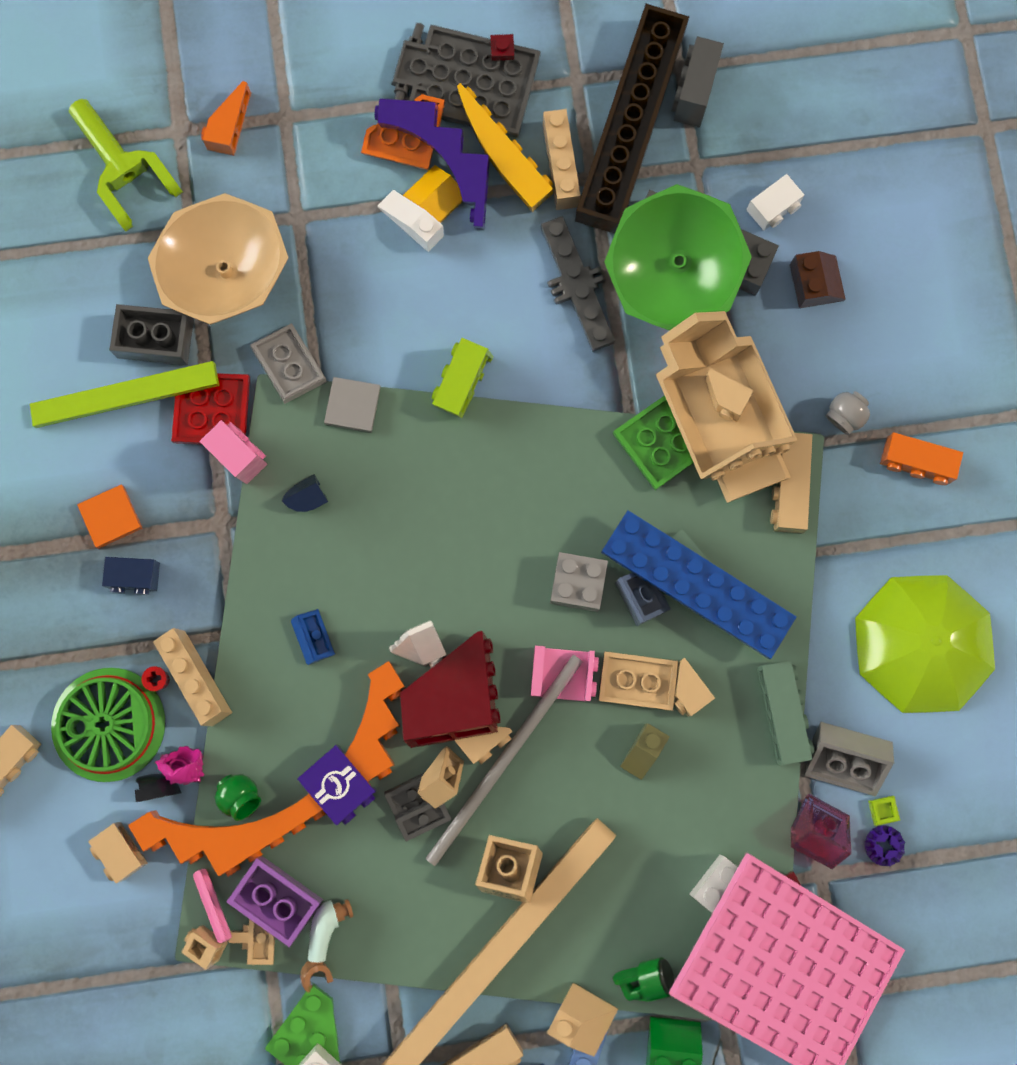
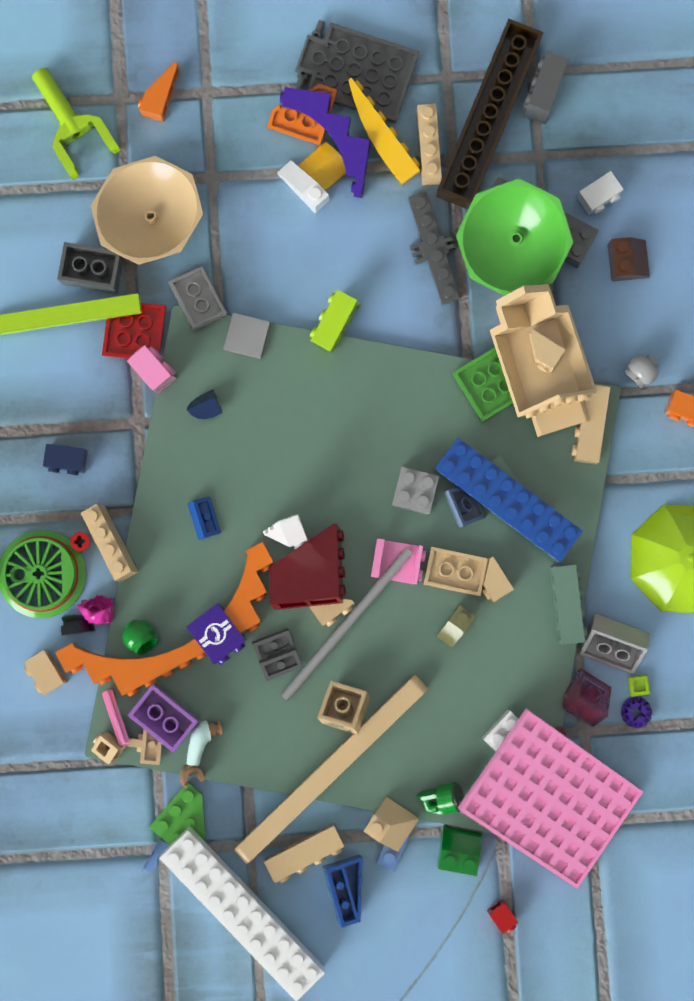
camera: 10 degrees right, 5 degrees up
(109, 516) = (50, 411): orange tile -> none
(441, 778) = (297, 635): tan slope -> none
(502, 47) = (388, 46): dark red plate -> none

